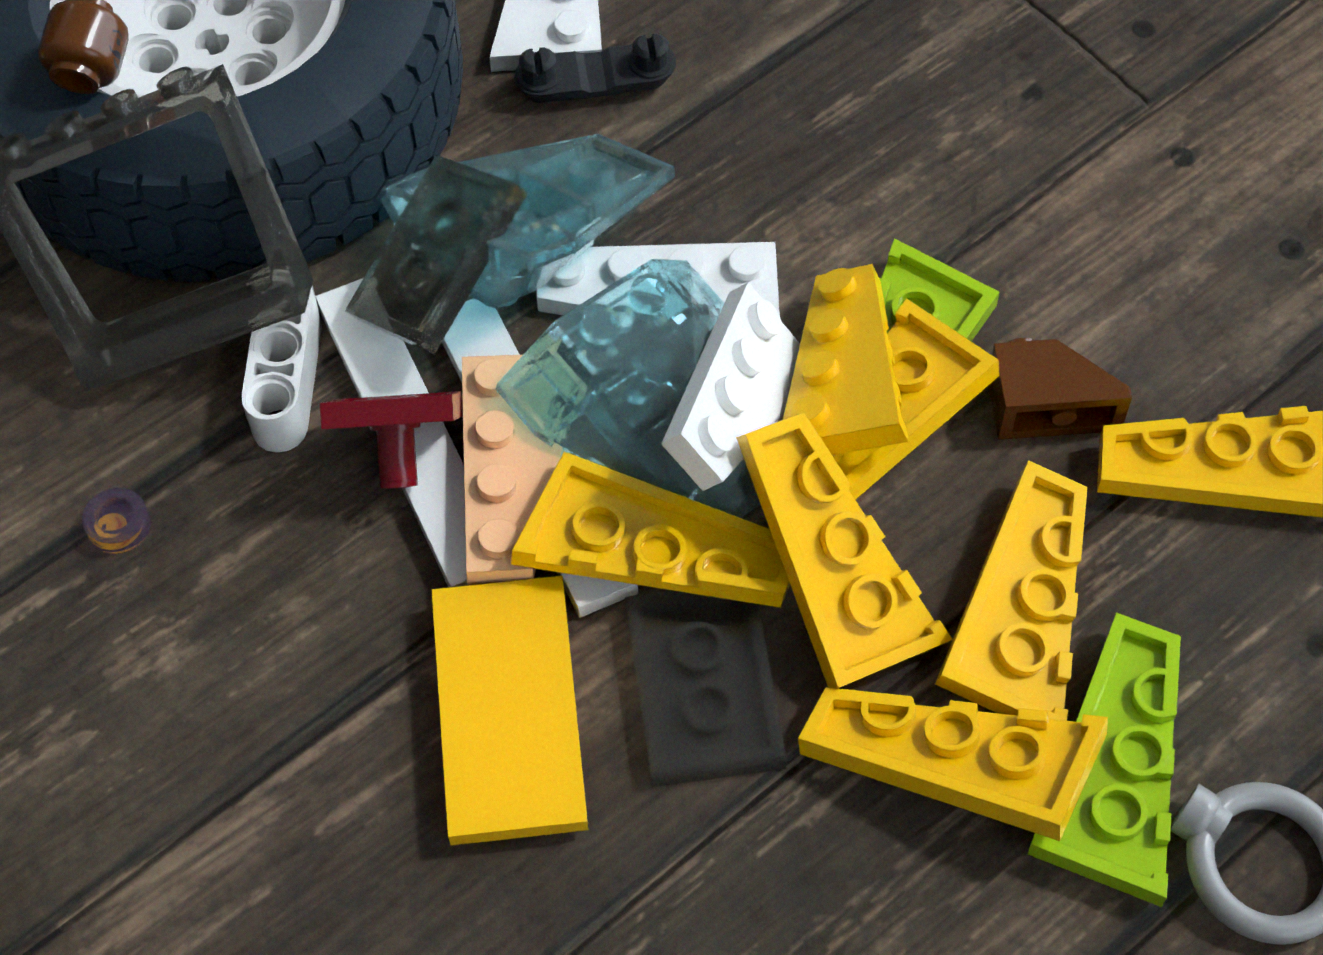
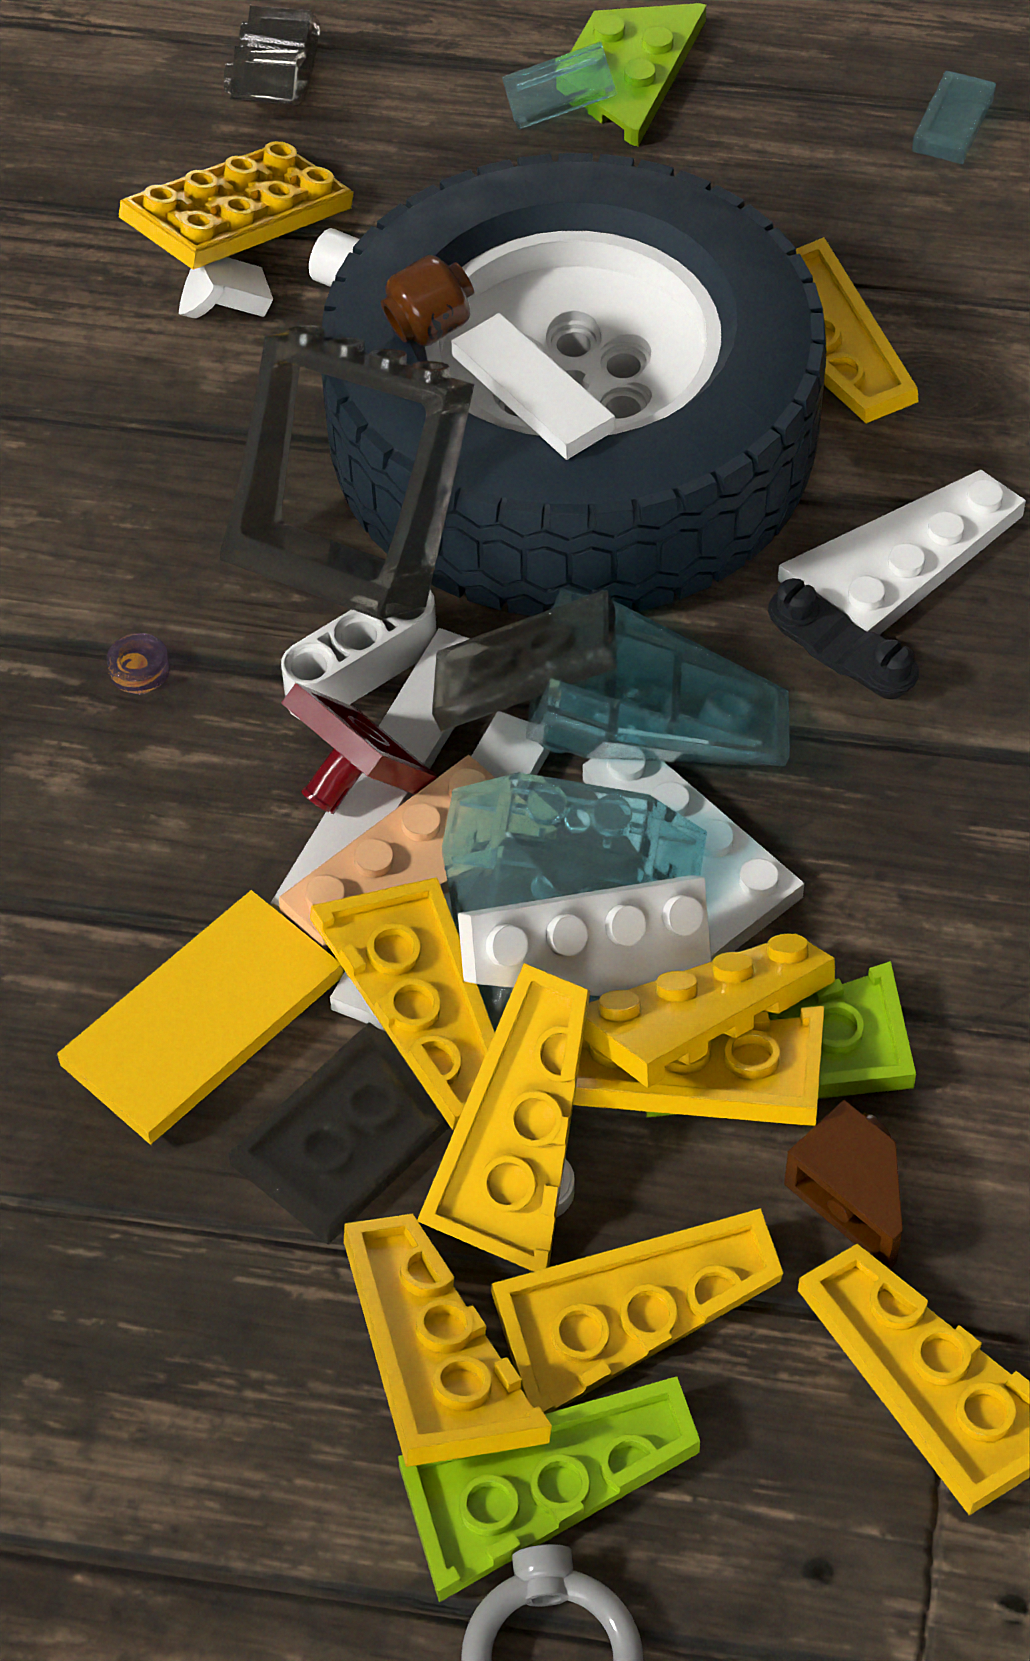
camera: 50 degrees right, 5 degrees down
(238, 41) = (533, 386): none -> white tile

